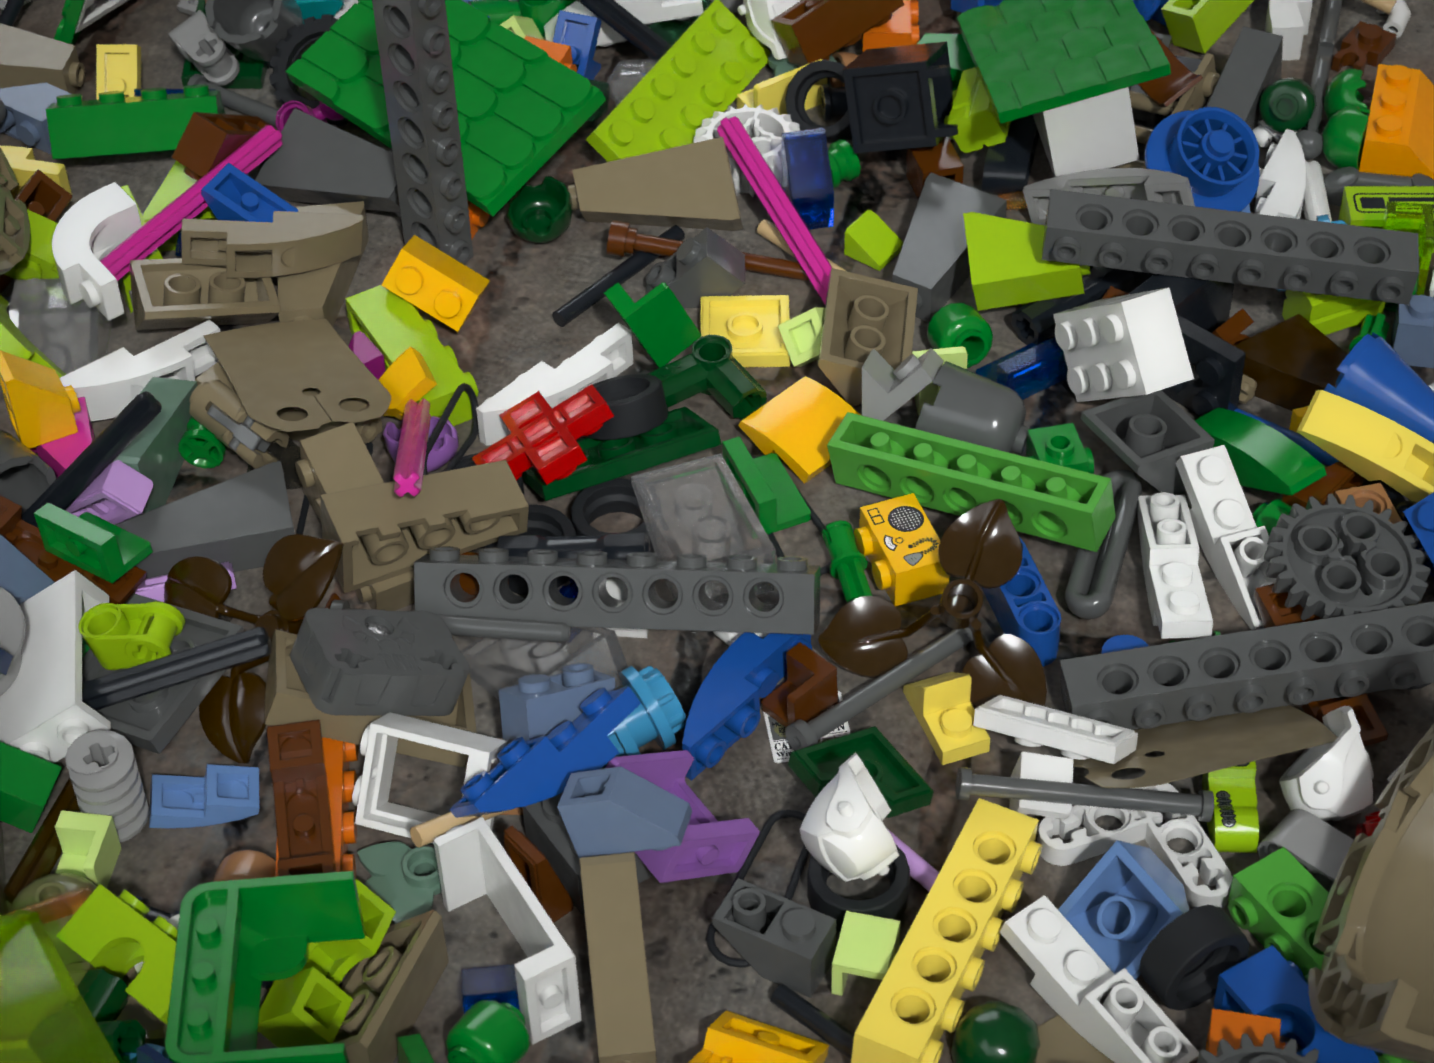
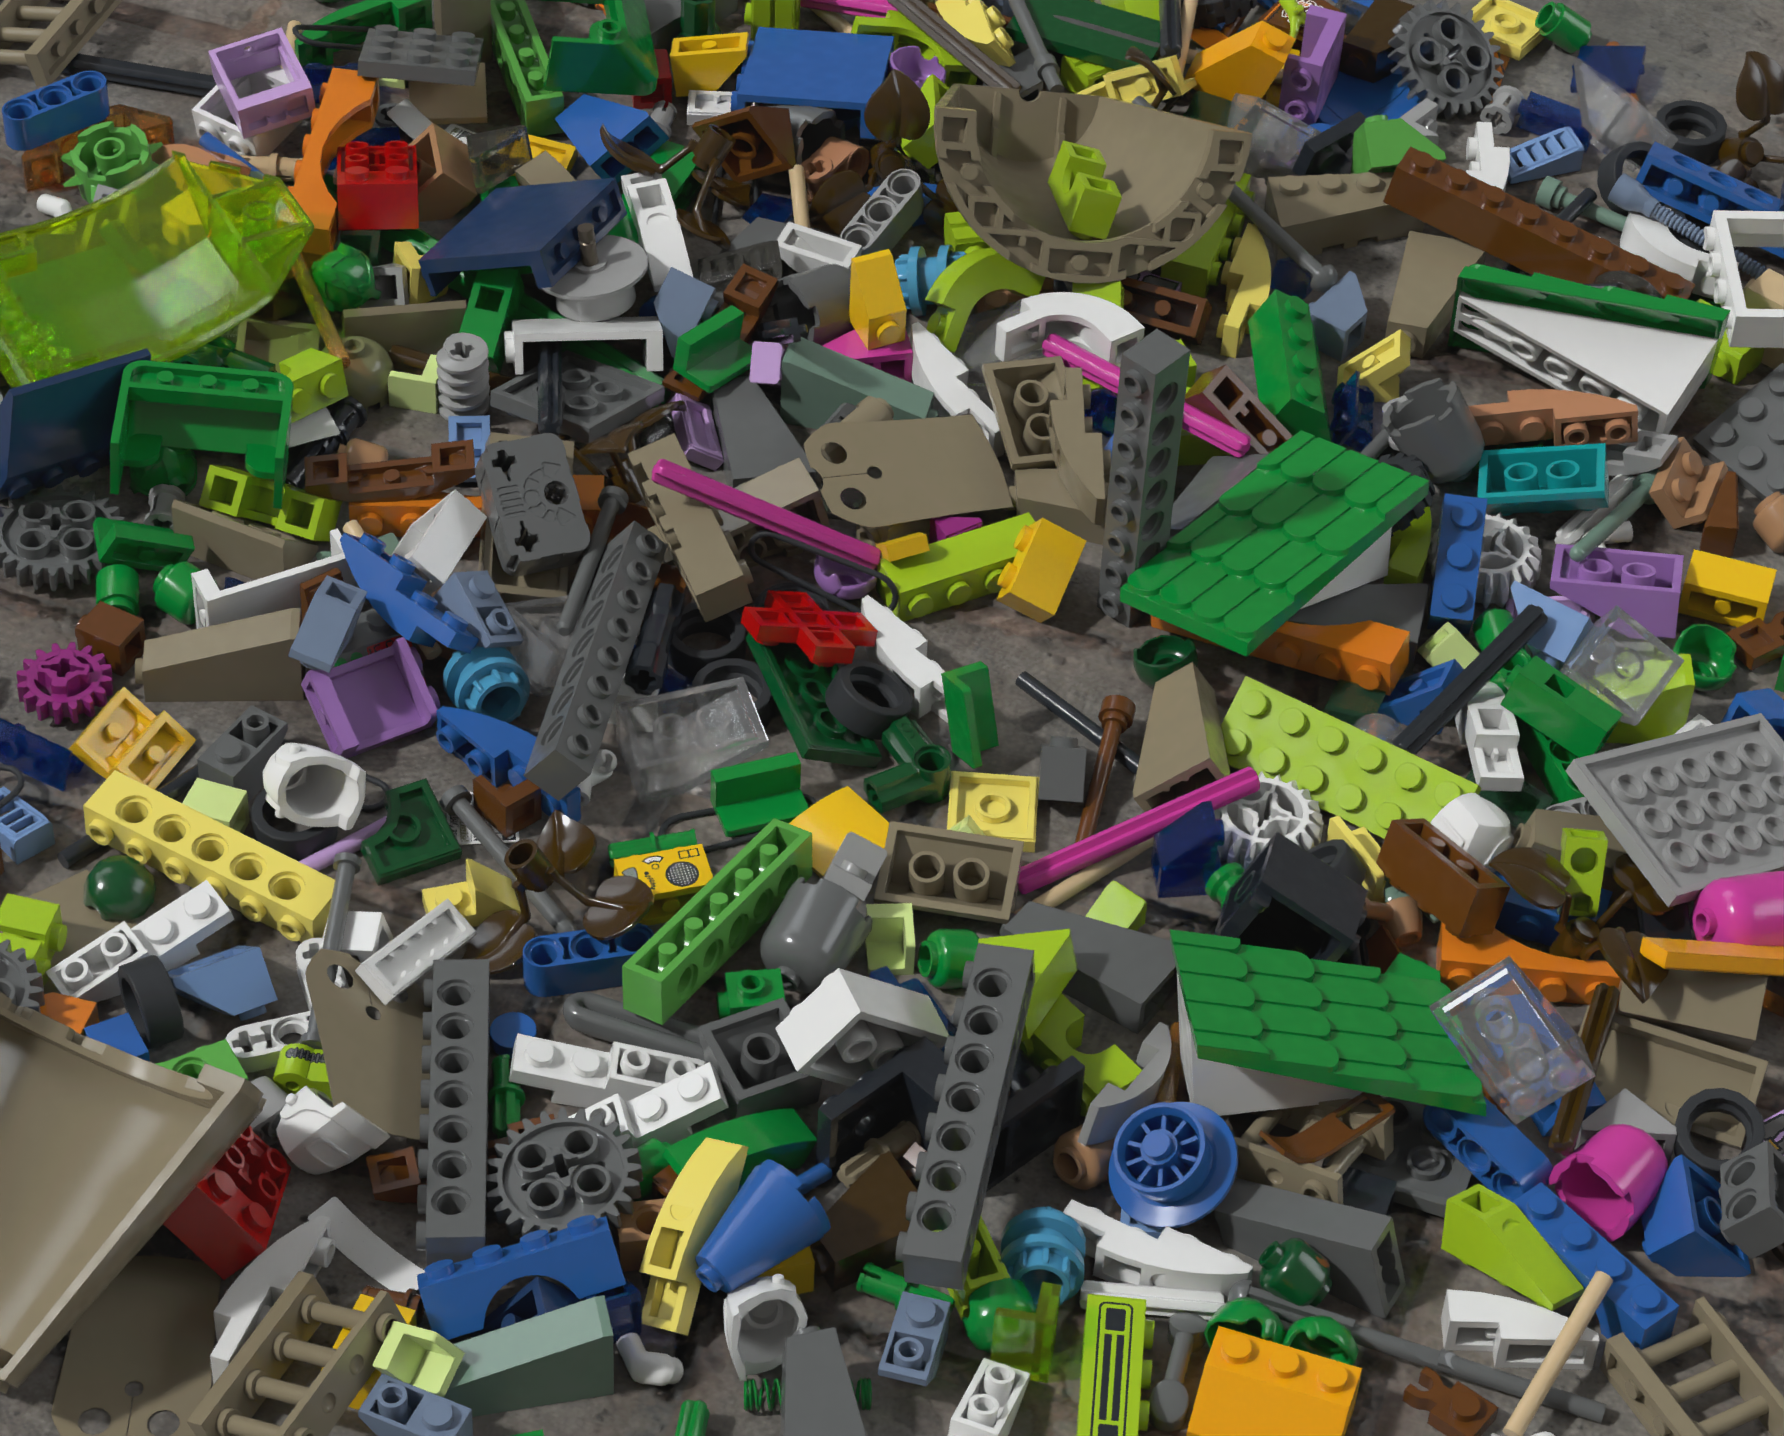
camera: 90 degrees right, 0 degrees up
(127, 635) = (593, 368): lime piece -> none

